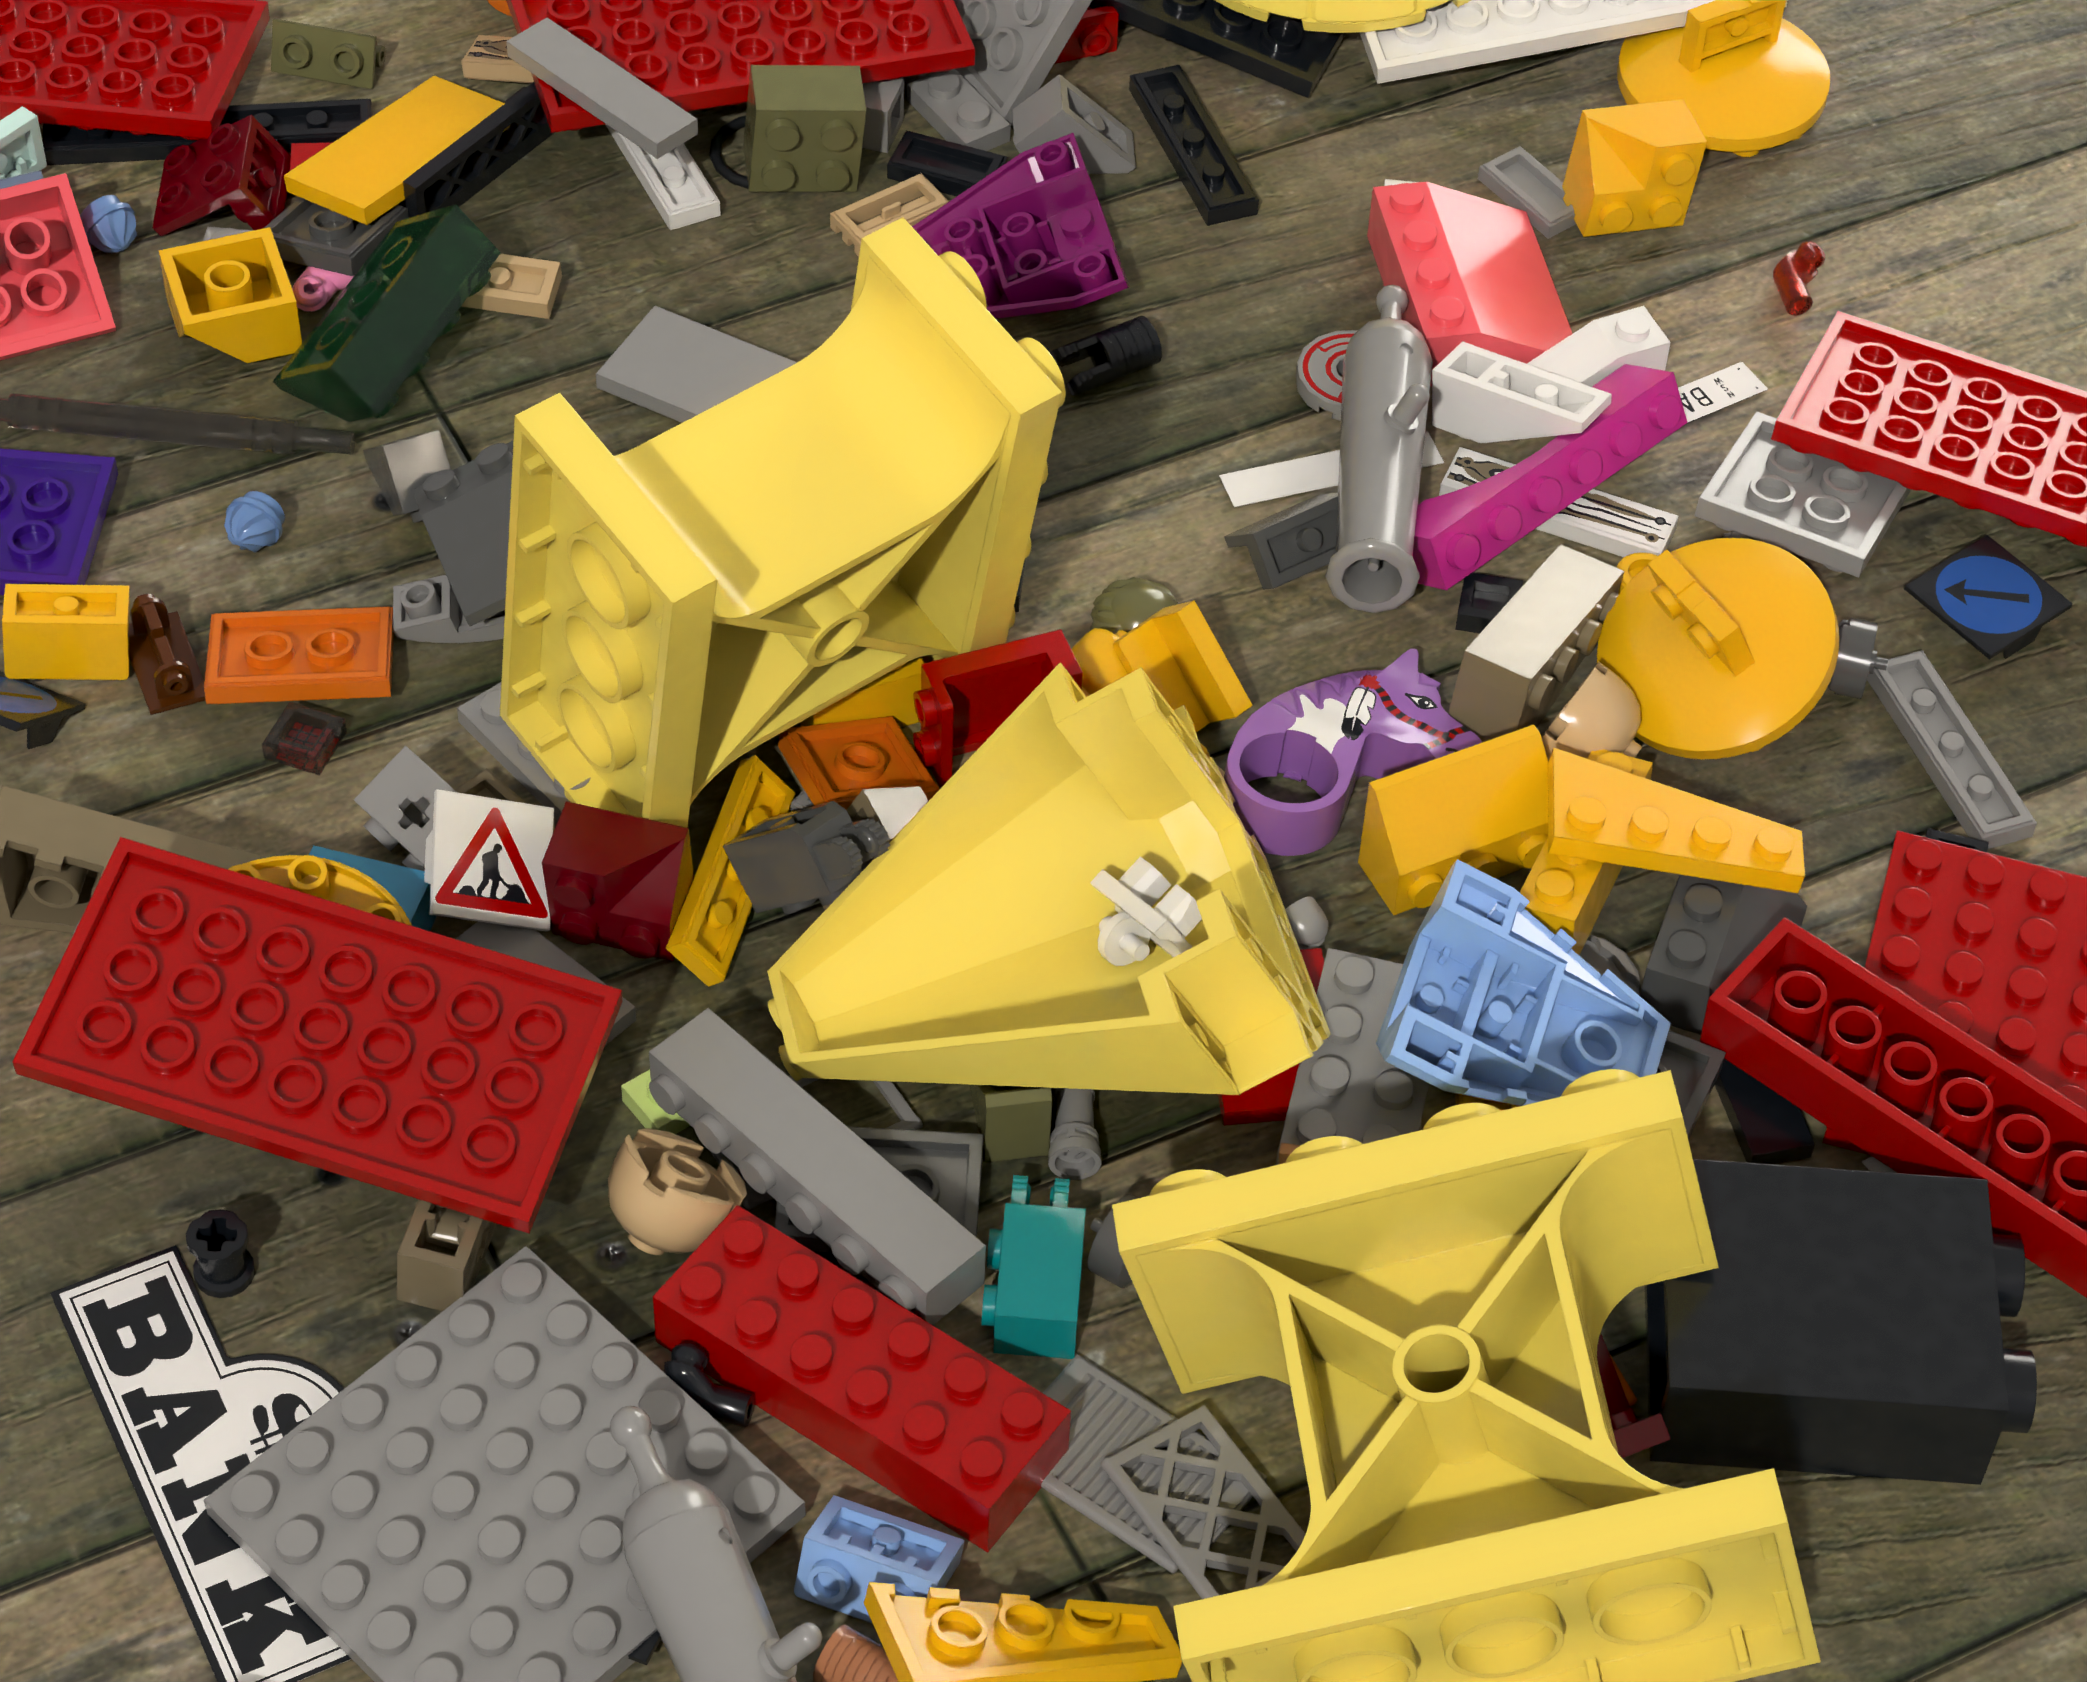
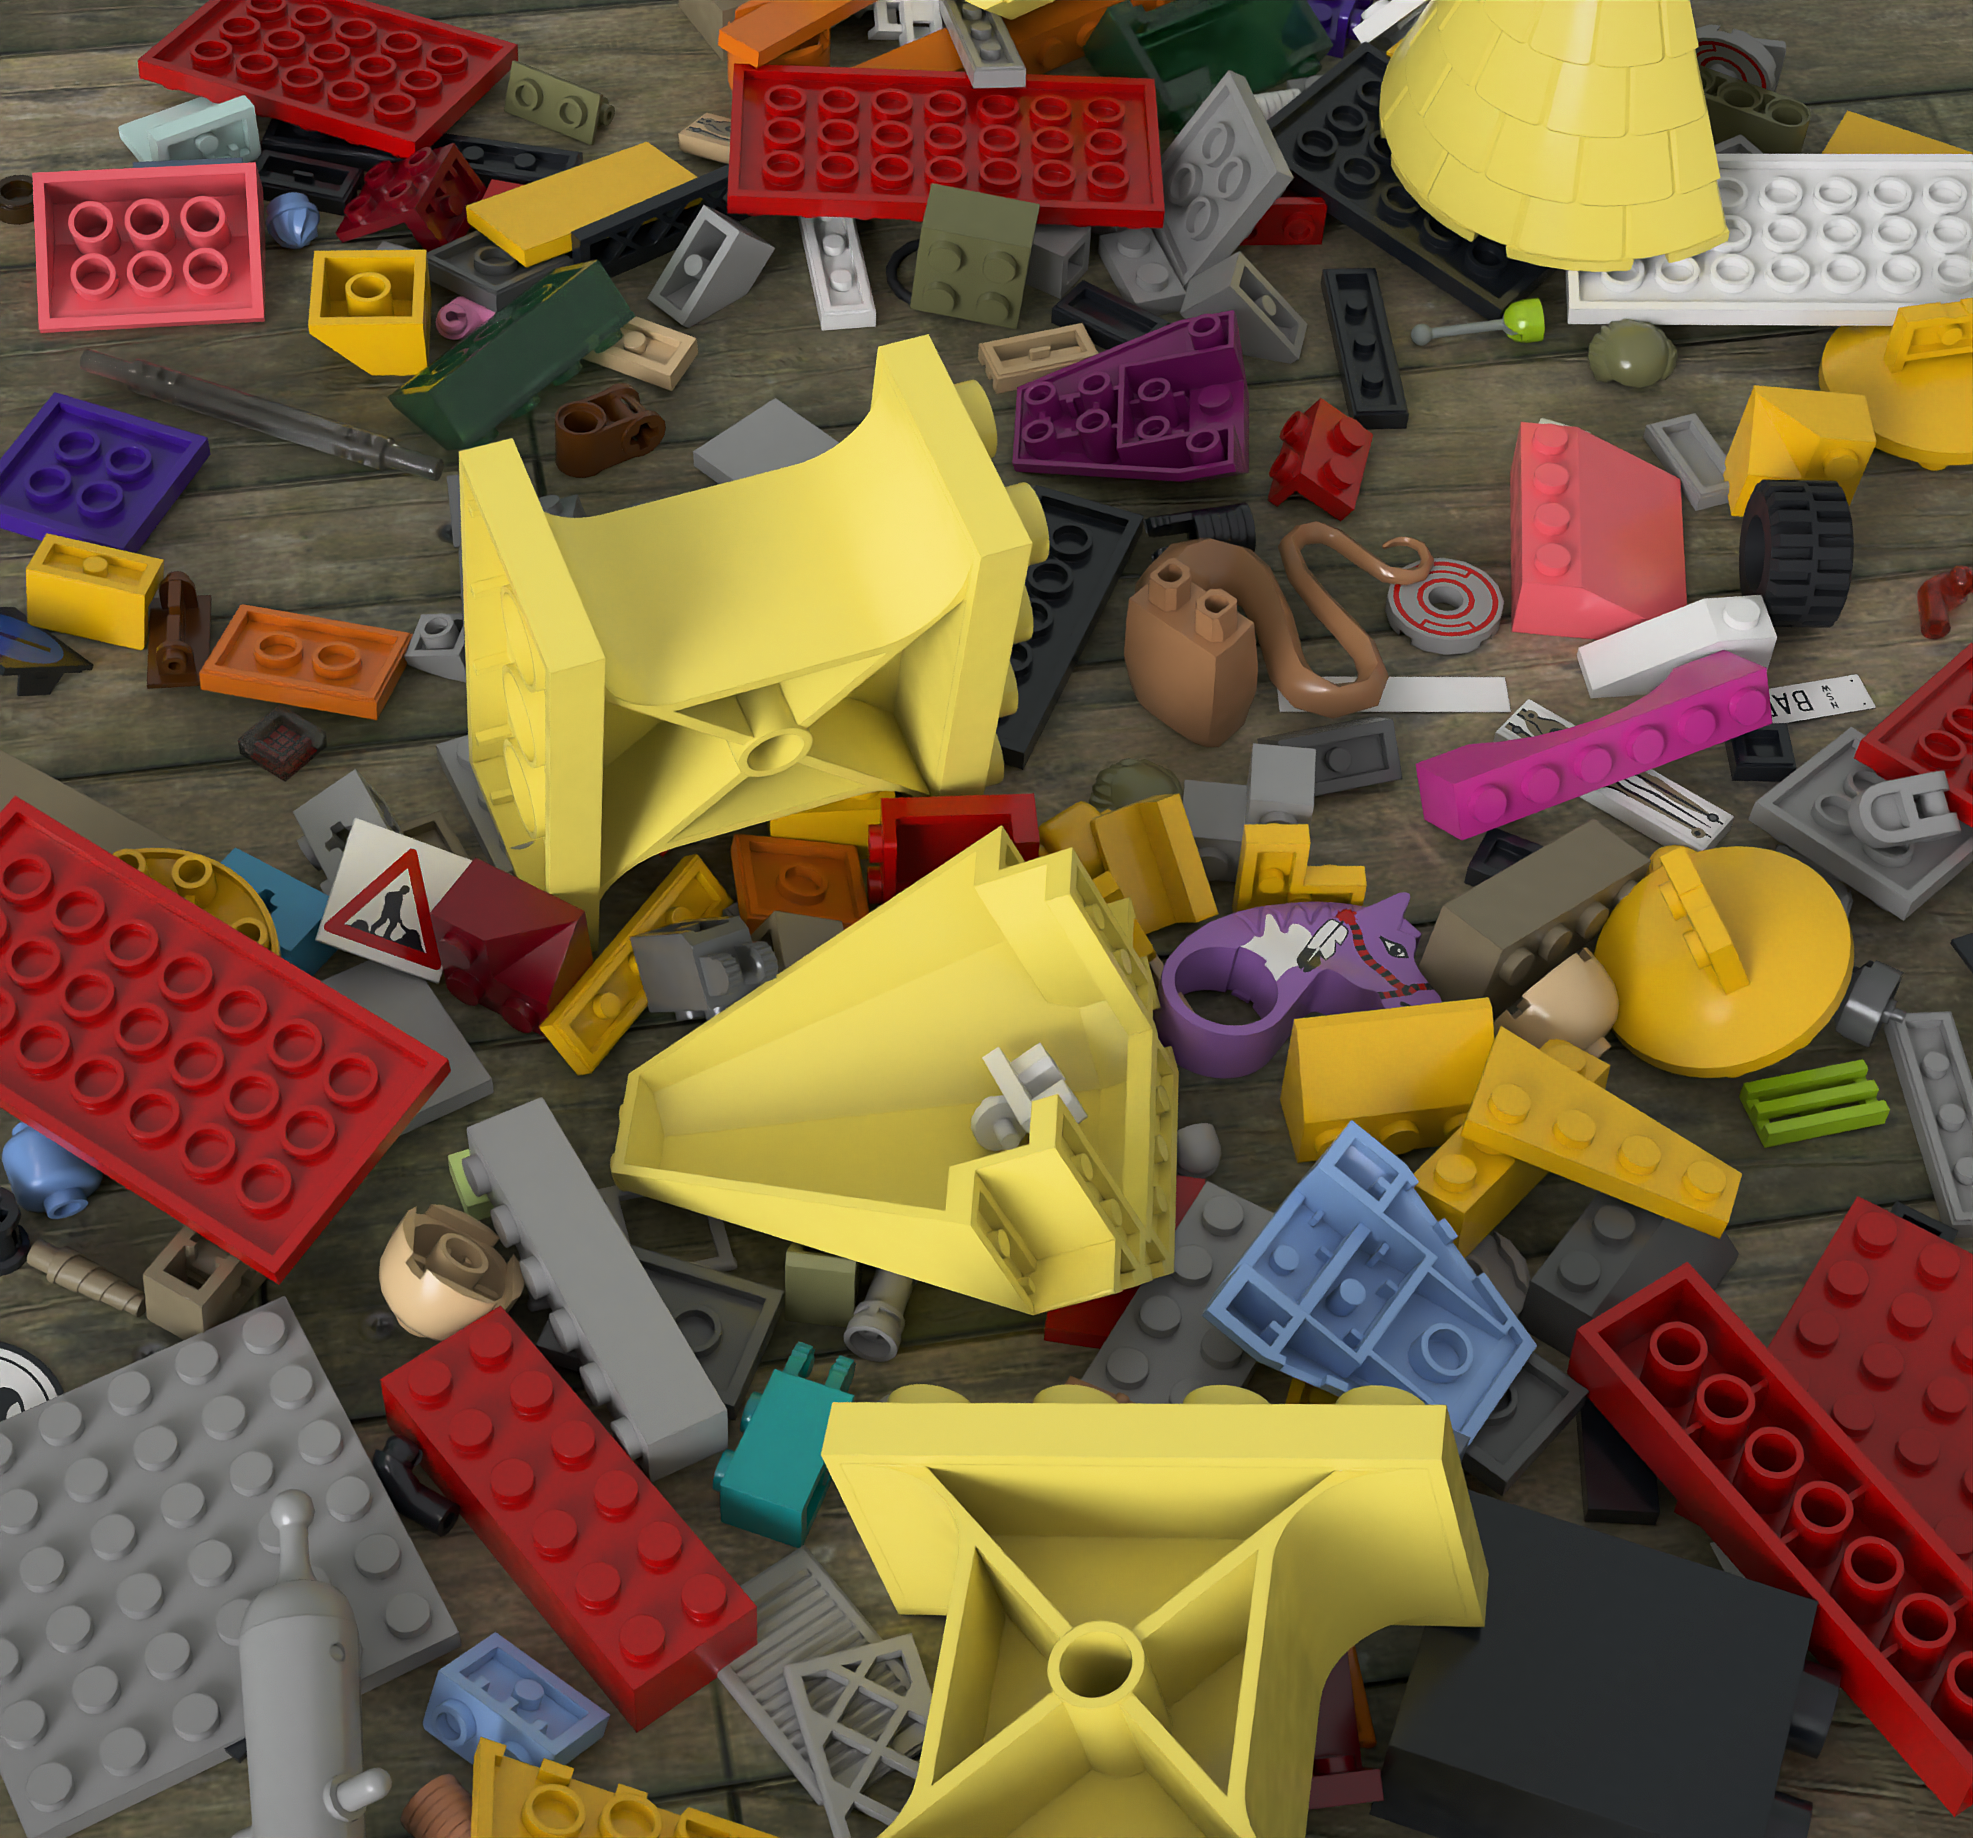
camera: 15 degrees right, 0 degrees up
(93, 177) = (324, 183): none -> black tile
(251, 1183) = (47, 1175): none -> medium blue head
(254, 521) = (314, 525): medium blue plate -> none
(316, 1274) = (82, 1275): none -> dark tan animal
(503, 372) = (600, 431): none -> reddish brown piece
(544, 191) = (710, 268): none -> light grey slope
(602, 88) = (784, 179): light grey tile -> none
(1160, 439) = (1198, 656): none -> medium nougat hips
(1192, 258) = (1321, 459): none -> red bracket
(1270, 612) = (1276, 792): none -> light grey brick
(1297, 653) = (1276, 870): none -> yellow plate
(1331, 91) = (1521, 322): none -> hinge
(1380, 459) = (1429, 693): light grey piece -> none
(1444, 101) = (1631, 354): none -> olive hair
(1505, 400) = (1586, 660): white slope -> none
(1663, 257) = (1797, 551): none -> black tyre
(1683, 455) = (1761, 754): none -> black tile
(1821, 484) = (1888, 815): none -> light grey plate
(1821, 752) = (1808, 1095): none -> lime tile

